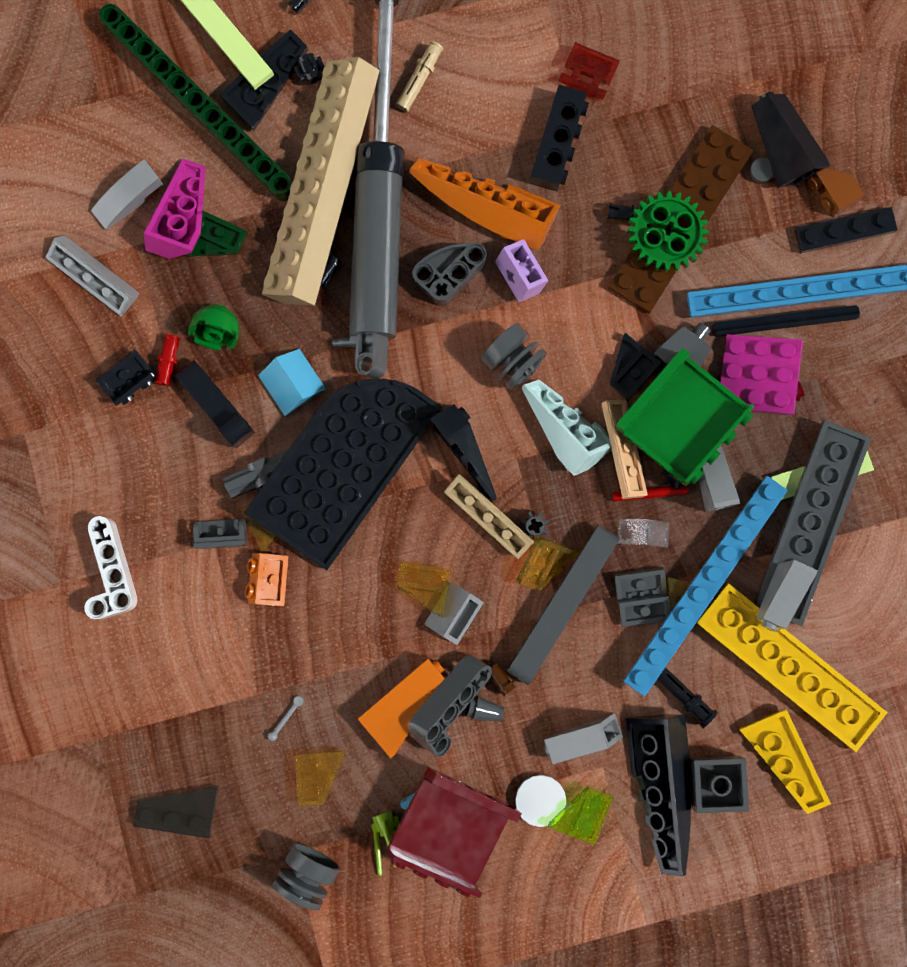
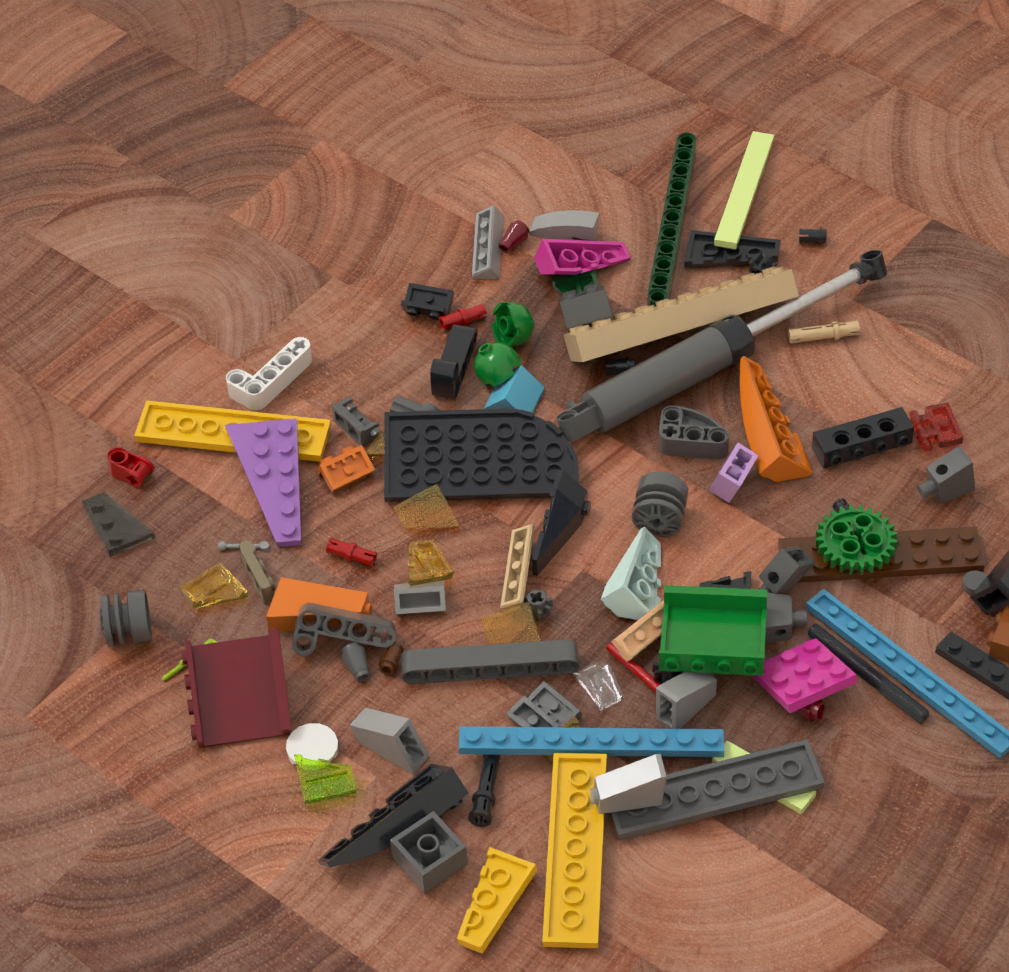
camera: 55 degrees right, 35 degrees down
(104, 247) = (515, 234): none -> dark red cone
(129, 761) = (128, 466): none -> red piece
(149, 646) = (205, 428): none -> yellow plate
(218, 641) = (272, 467): none -> medium lavender wing
(250, 255) = (585, 306): none -> dark grey brick
(254, 375) = (495, 363): none -> green cylinder
(325, 729) = (256, 571): none -> dark tan hinge
(364, 636) = (351, 552): none -> red pin
(367, 546) = (426, 511): none -> clear yellow wing
(657, 100) = (949, 477): none -> dark grey torso
(658, 311) = (785, 570): none -> dark grey torso

